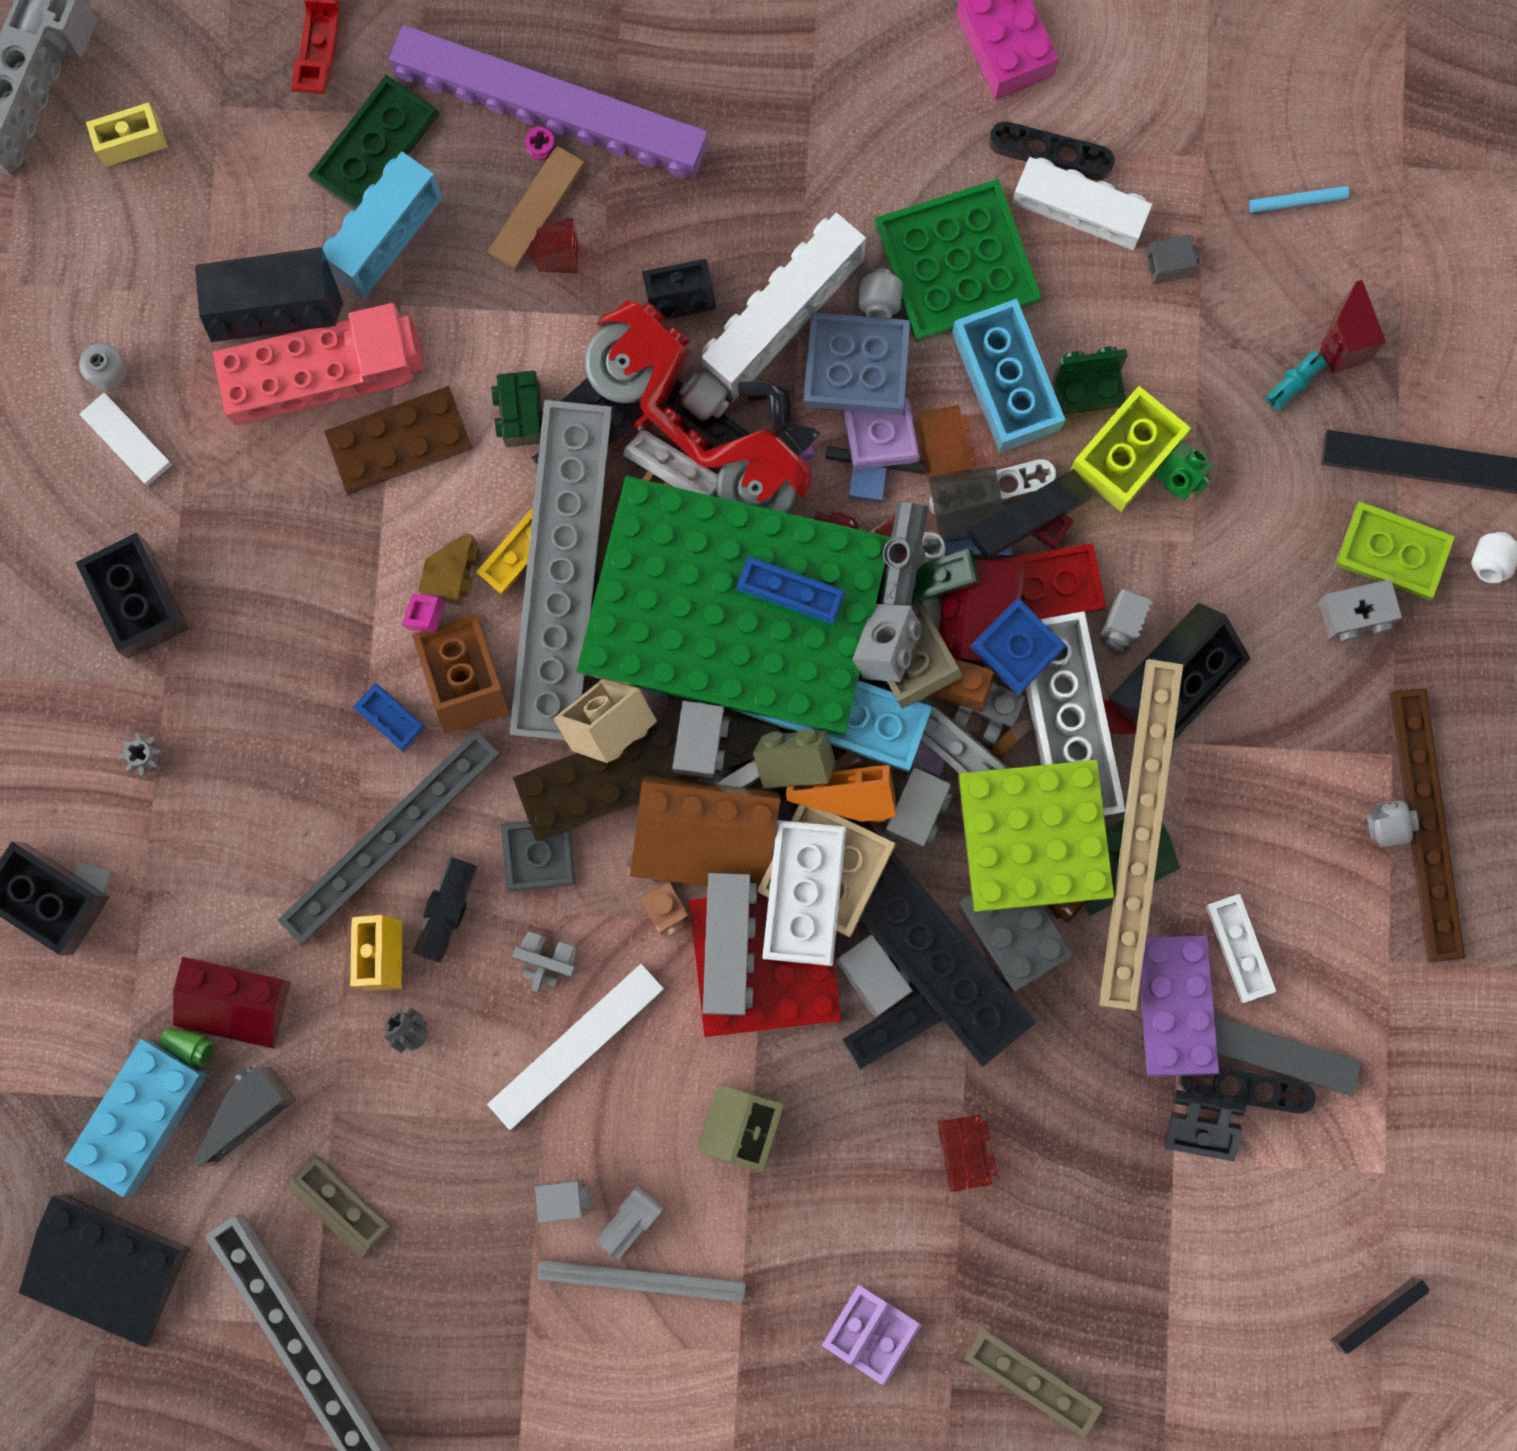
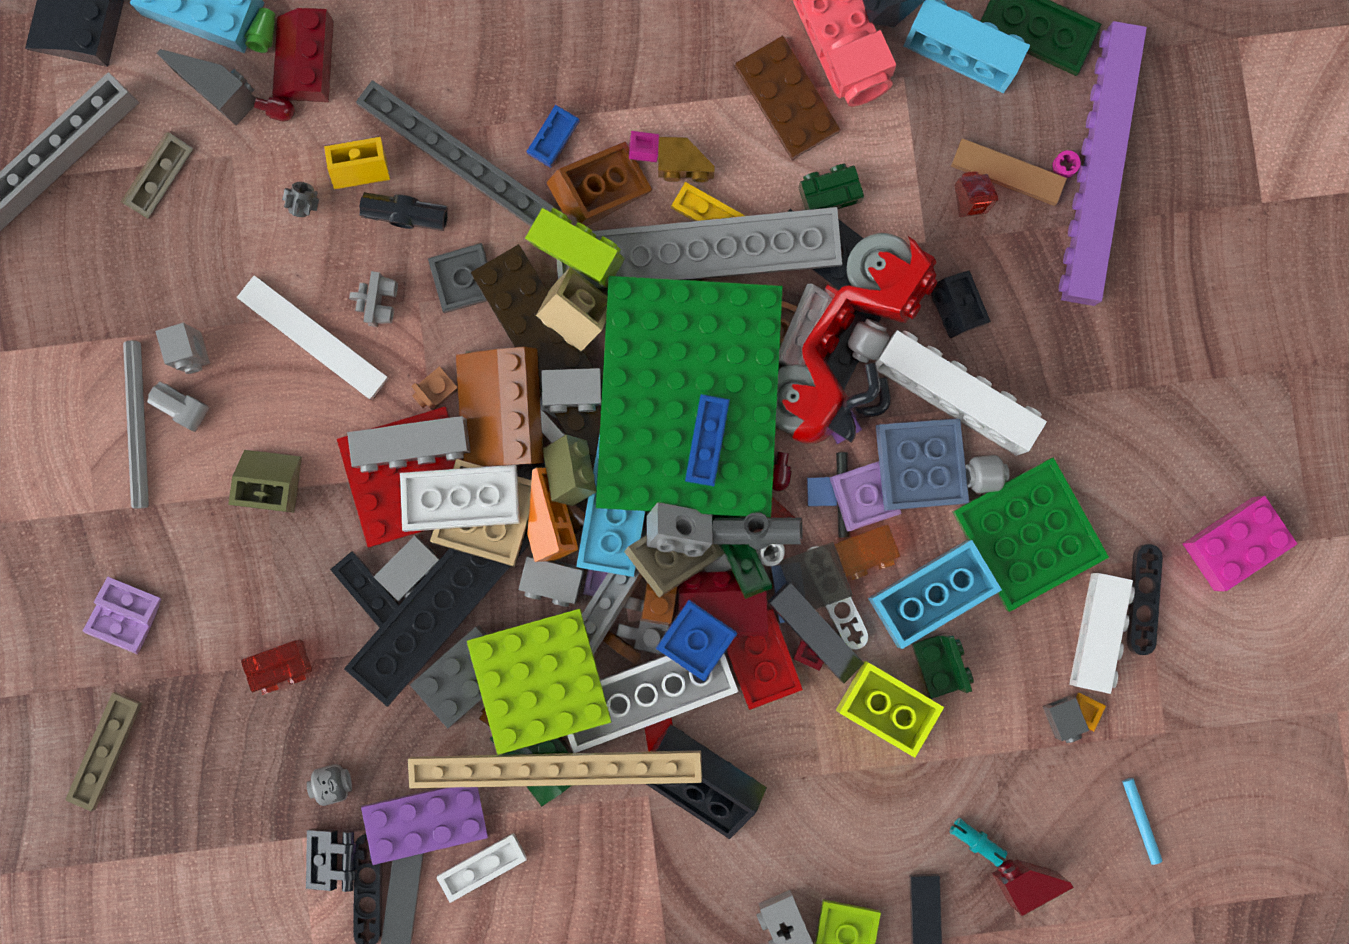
camera: 75 degrees right, 5 degrees up
(286, 1044) = (276, 108): none -> dark red cylinder
(533, 704) = (575, 246): none -> lime brick
(1116, 1112) = (329, 784): none -> light grey head
(1125, 621) = (737, 727): light grey brick -> none
(1166, 229) = (1091, 710): none -> light orange tile
(1185, 471) = (879, 758): green brick -> none

